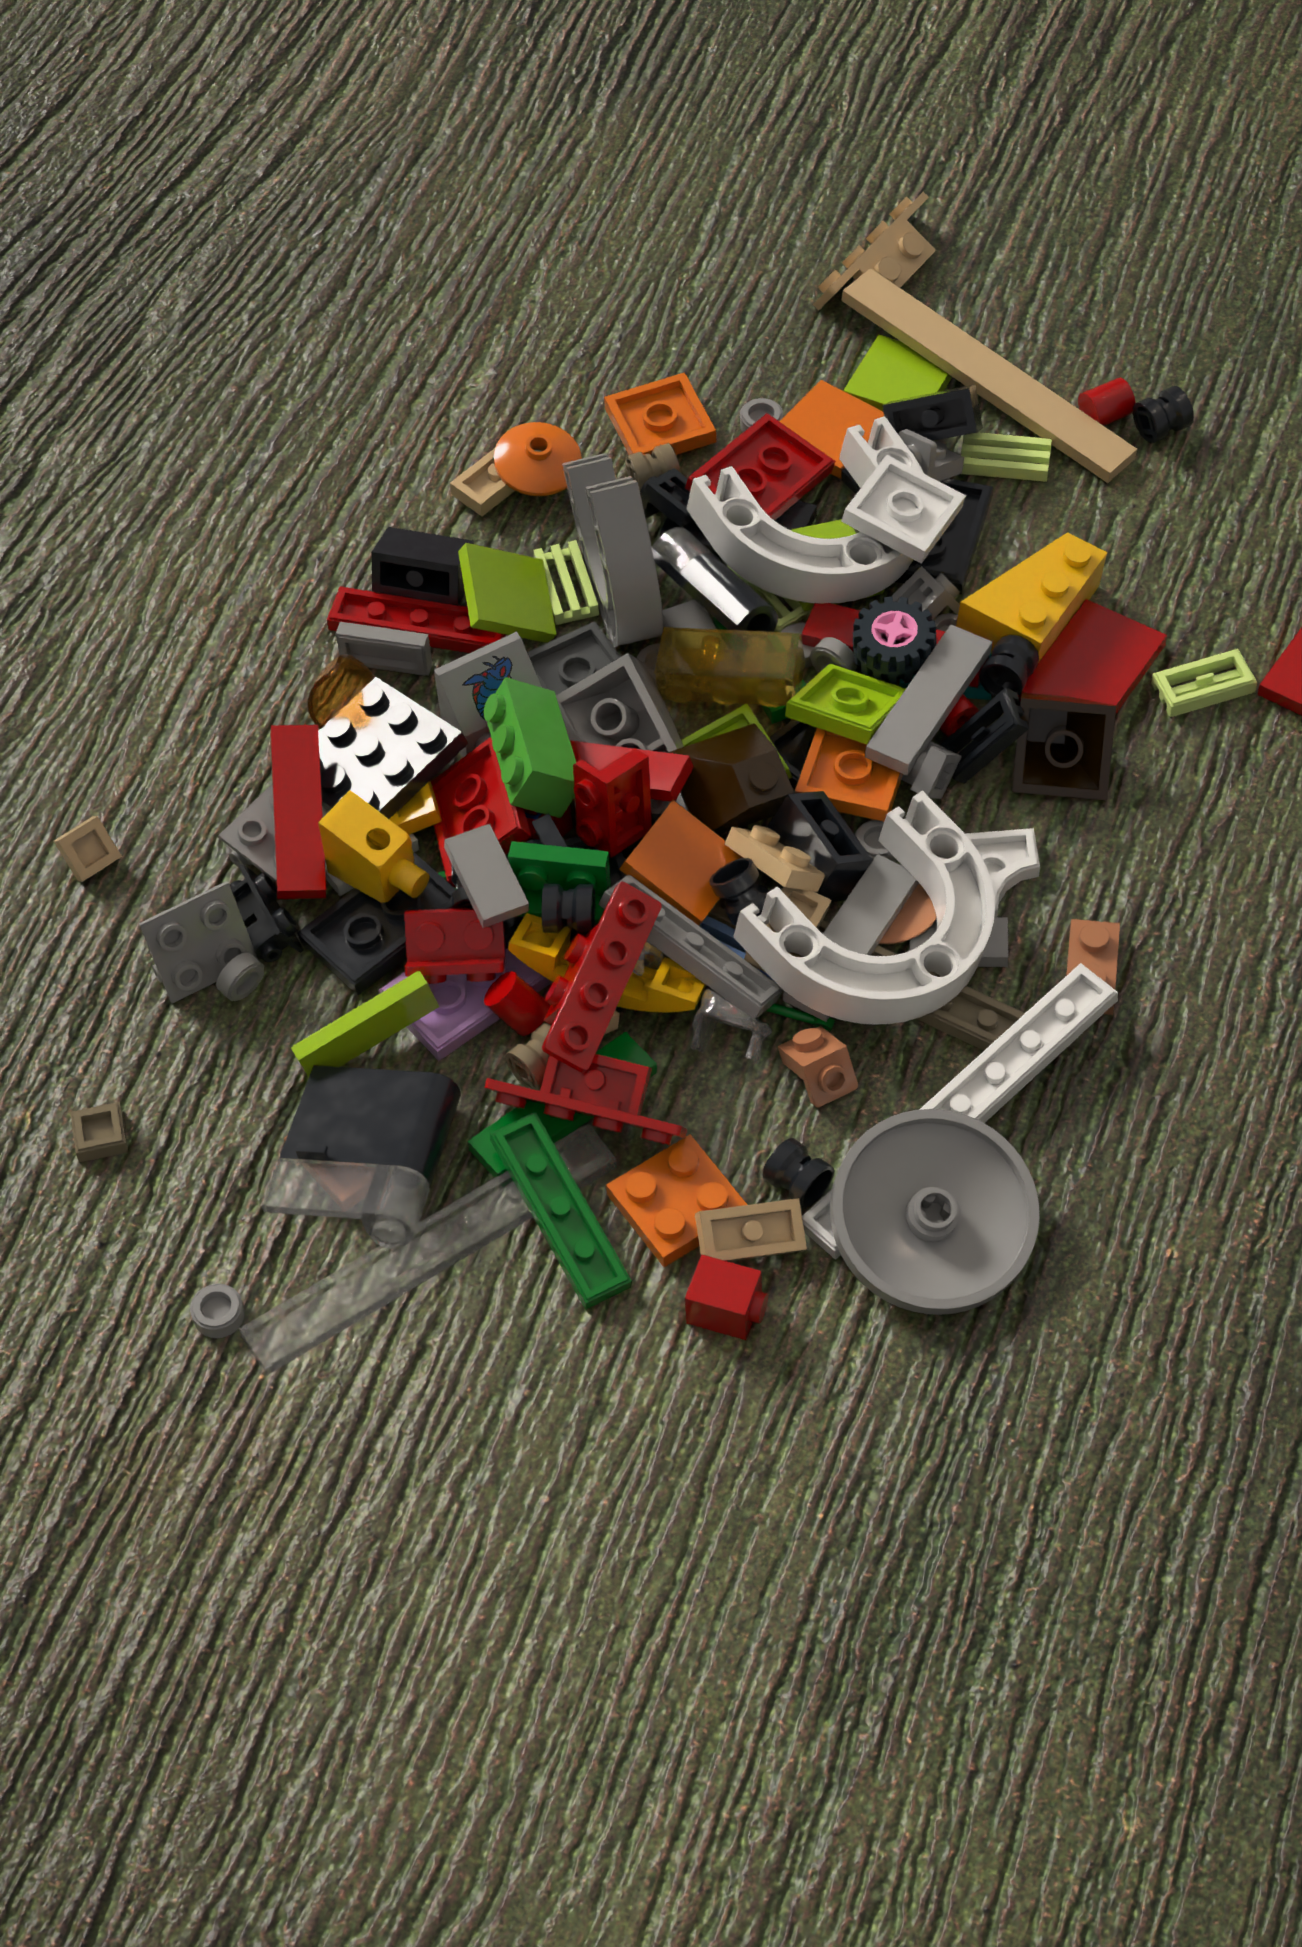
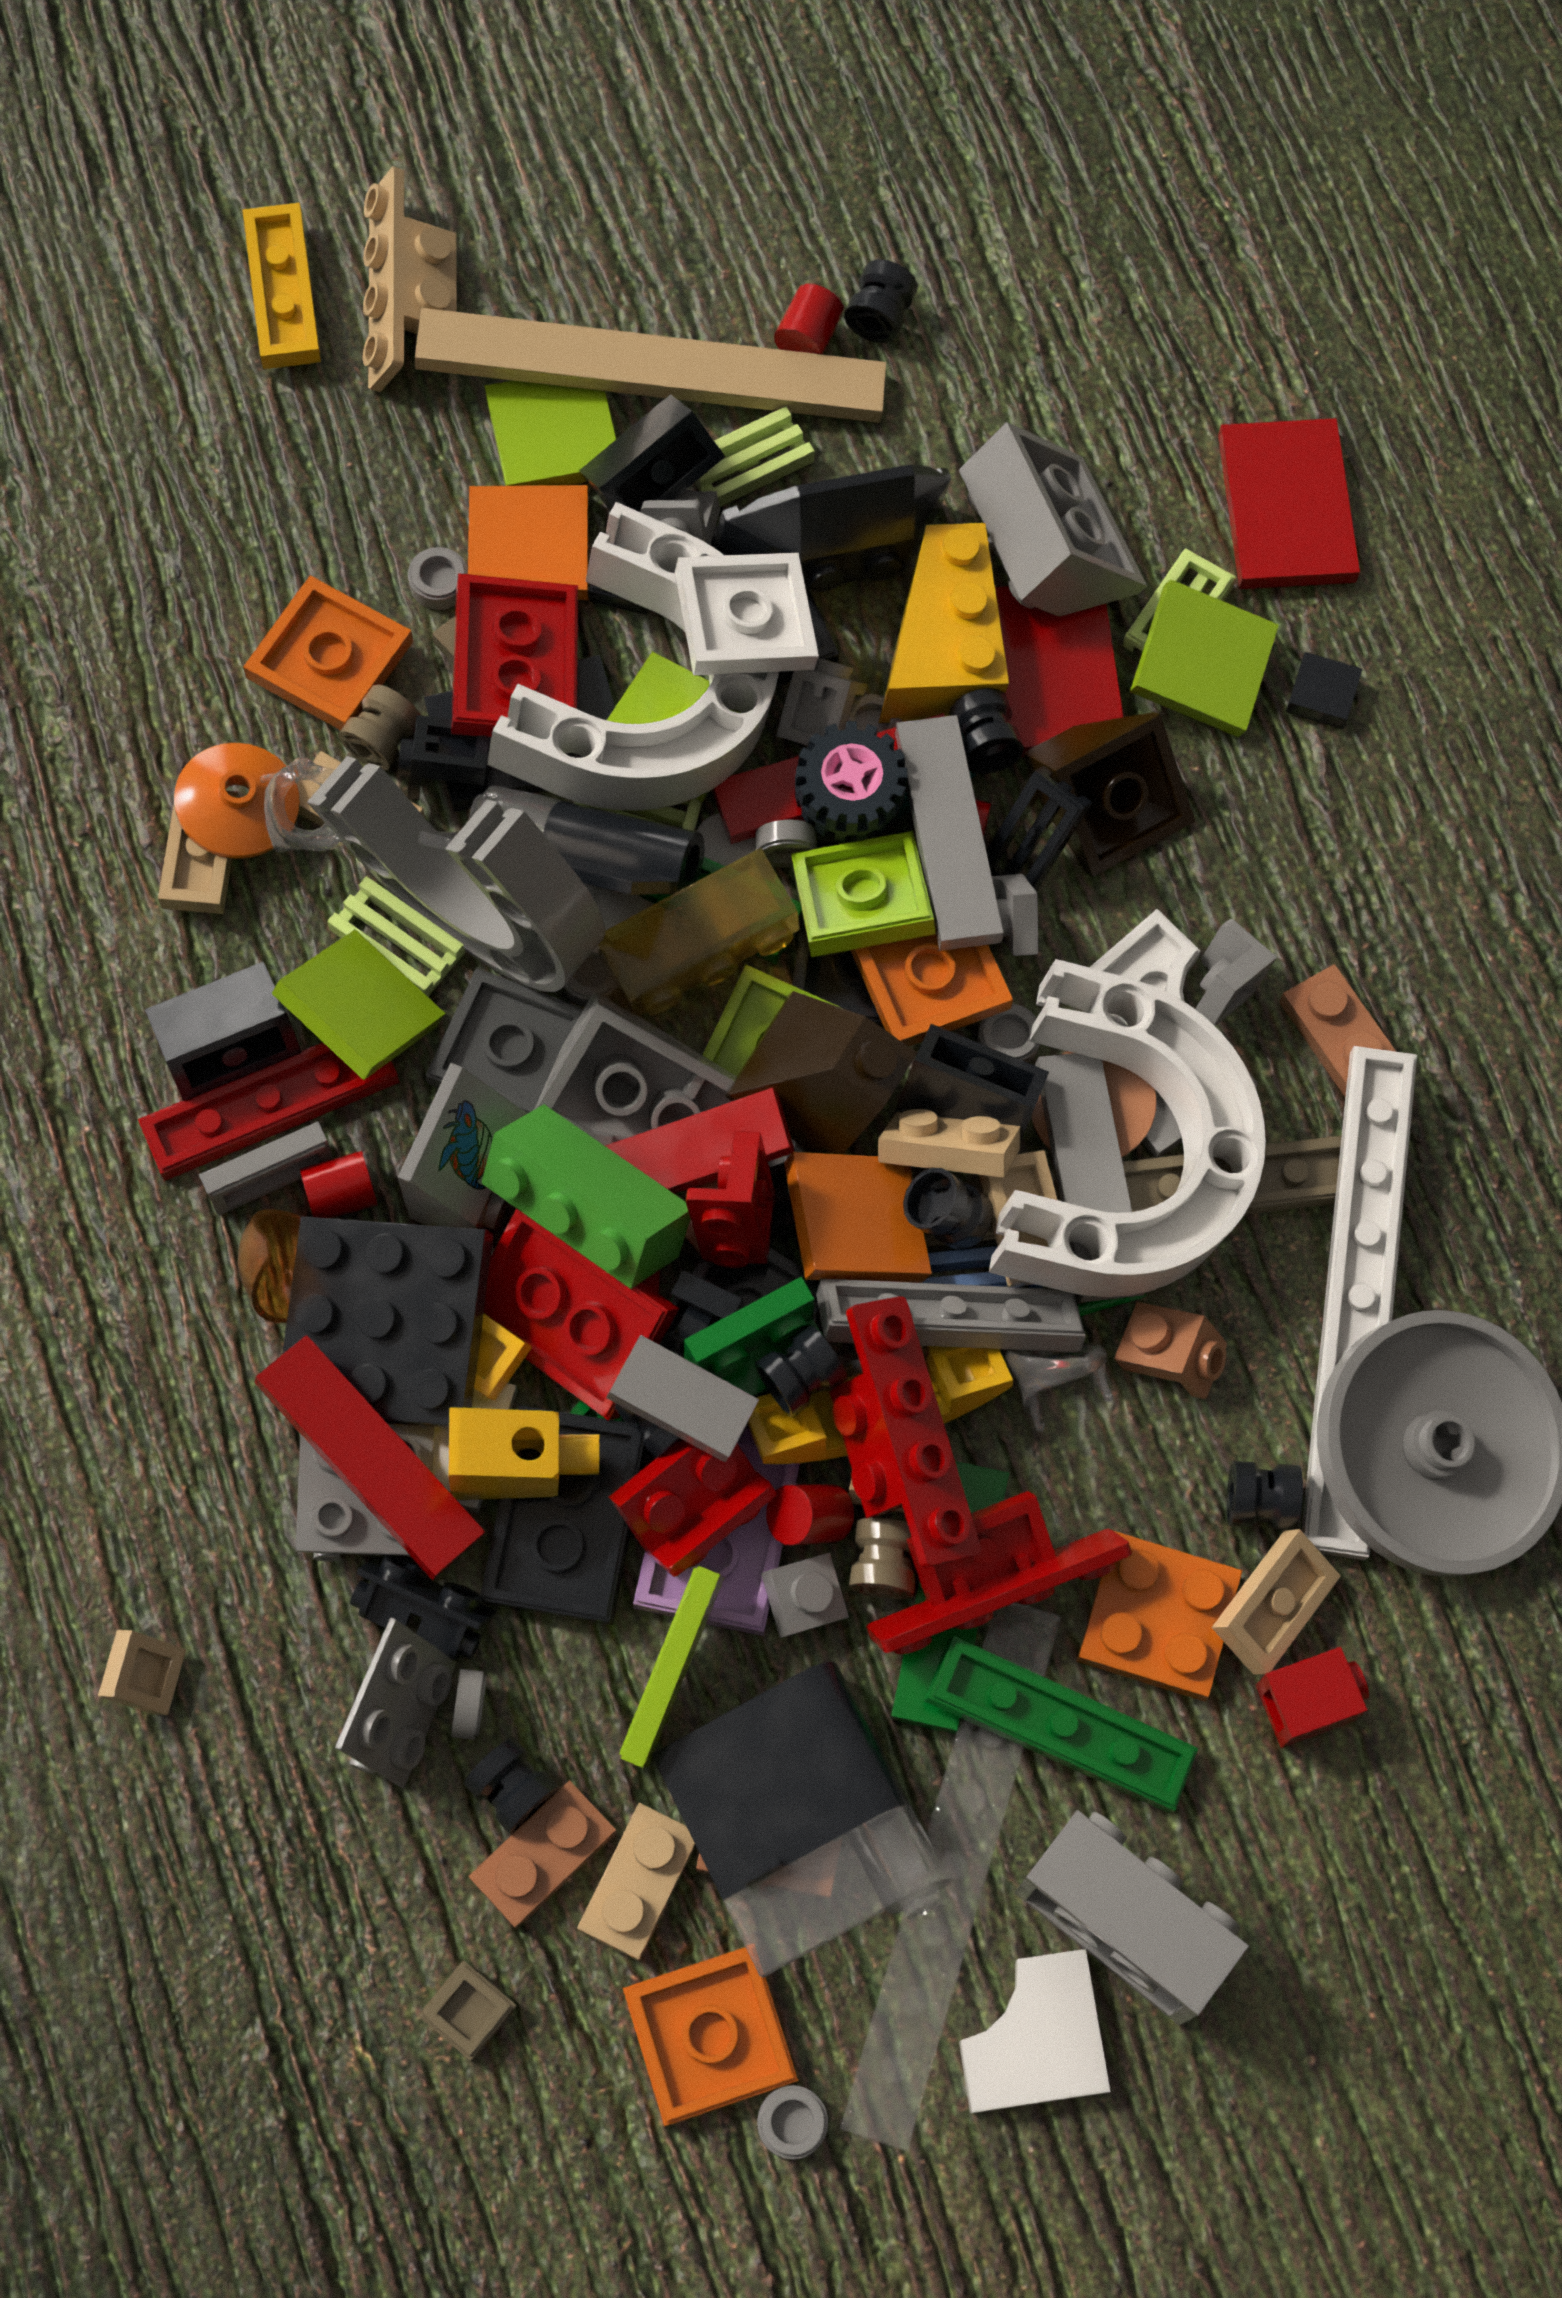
camera: 45 degrees left, 15 degrees up
(211, 1083) = (542, 1854): none -> nougat plate
(213, 1235) = (709, 2036): none -> orange tile
(225, 1035) = (510, 1784): none -> black wheel
(246, 1132) = (638, 1882): none -> tan plate
(394, 1370) = (1044, 2041): none -> white tile
(413, 680) = (338, 1186): none -> red piece
(477, 1047) = (804, 1595): none -> light grey plate
(500, 1323) = (1133, 1917): none -> light grey brick
(543, 484) = (281, 830): none -> clear piece
(807, 224) = (281, 286): none -> yellow plate
(1020, 505) = (841, 525): none -> black wedge
(1042, 889) = (1236, 970): none -> light grey bracket
(1156, 582) = (1049, 524): none -> light grey slope
(1190, 710) = (1204, 658): none -> lime tile
(1259, 776) = (1324, 690): none -> black tile

